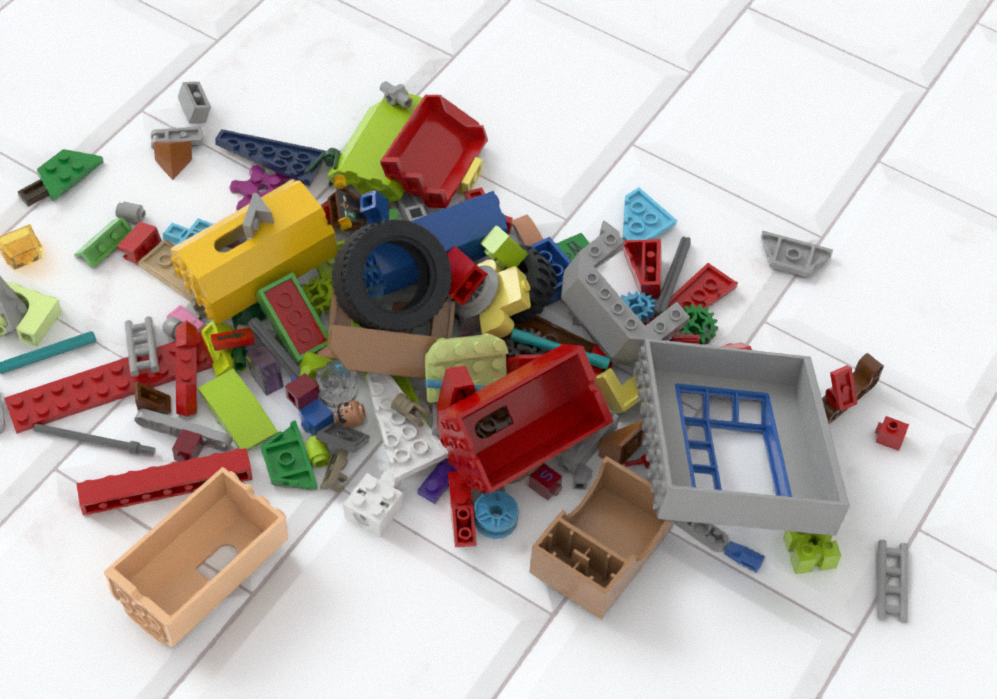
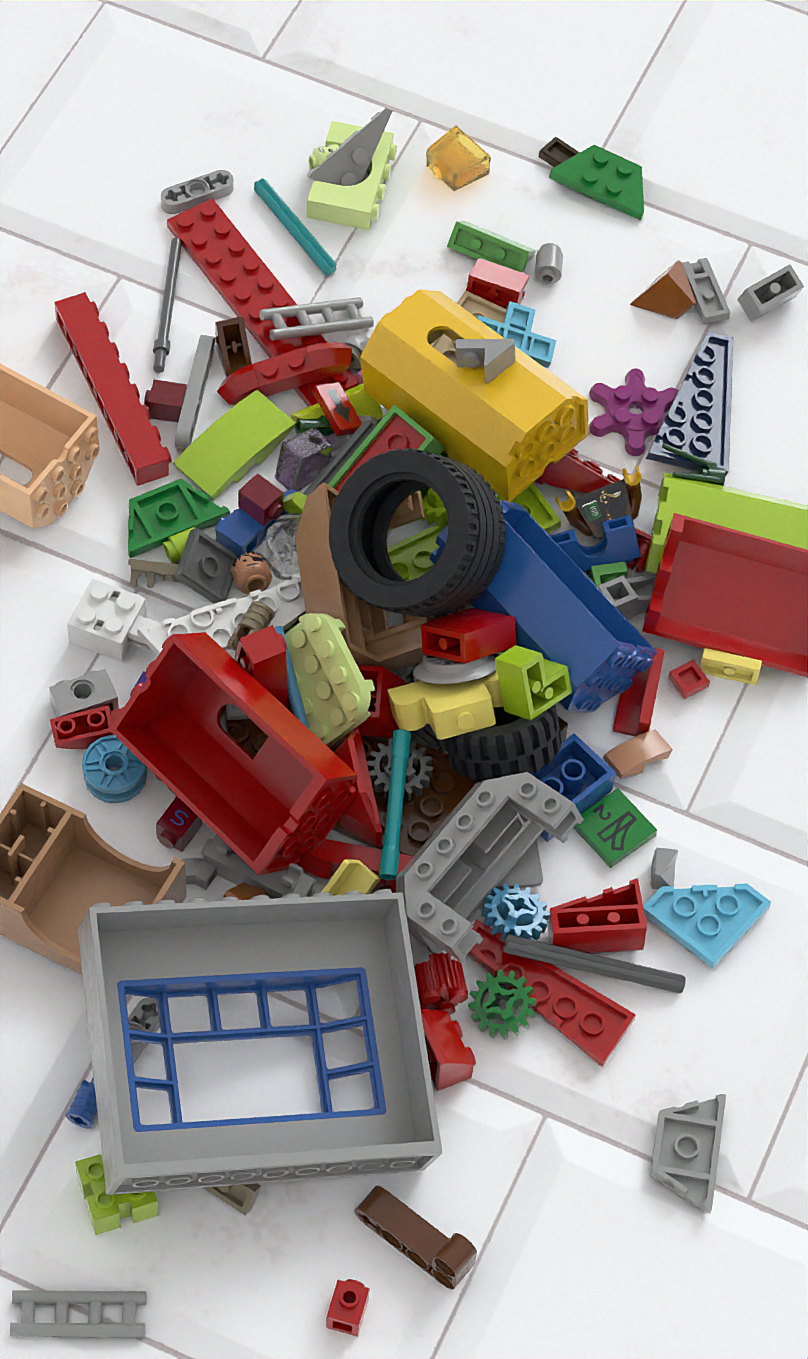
camera: 80 degrees right, 5 degrees up
(435, 515) = (92, 684): none -> light grey brick
(842, 393) = (389, 1205): red plate -> none

